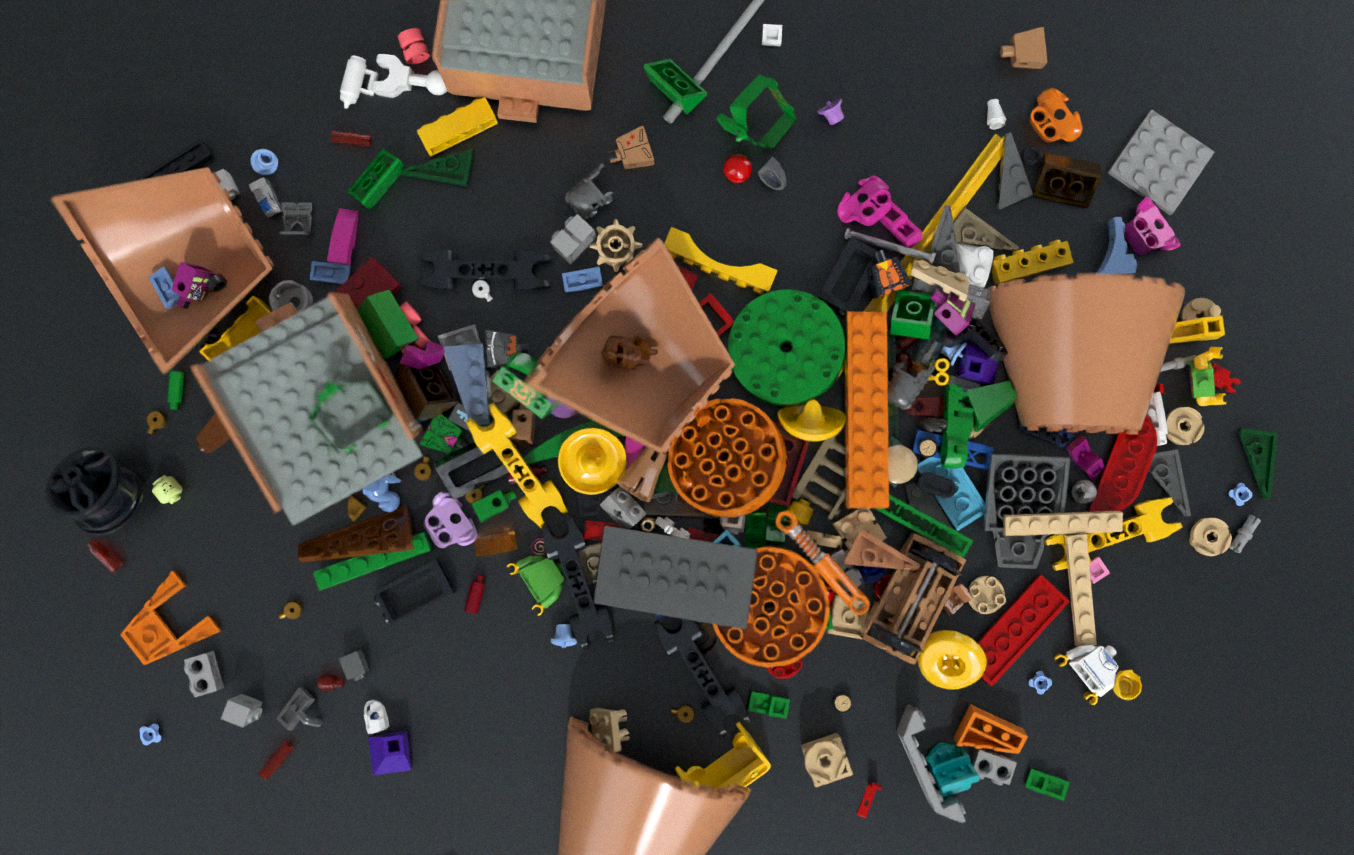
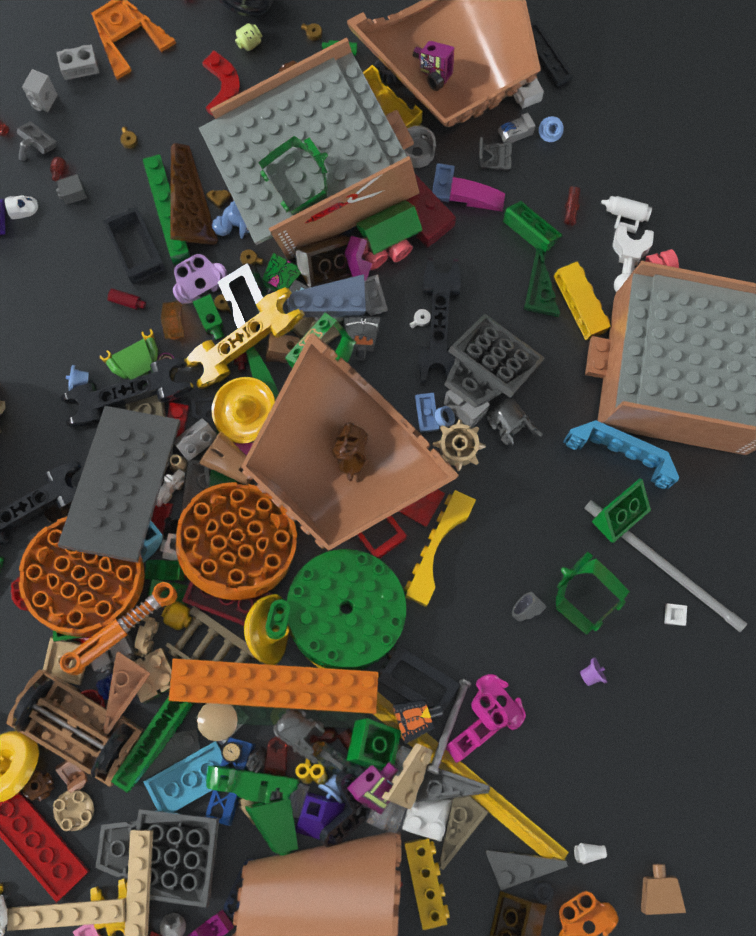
camera: 90 degrees right, 10 degrees down
(146, 738) = (29, 13): light blue plate -> none
(162, 282) = (440, 36): medium blue plate -> none
(221, 506) = (226, 74): none -> red plate
(533, 214) = (489, 363): none -> dark grey wedge
(586, 266) = (439, 416): none -> light blue piece
(631, 44) = (633, 448): none -> dark azure slope
(633, 150) = (556, 467): medium nougat torso -> none
(737, 168) = (536, 572): red hair -> none
(805, 409) = (277, 620): none -> green plate
(936, 485) = (192, 761): black tile -> none
(965, 622) = (45, 785): none -> reddish brown brick

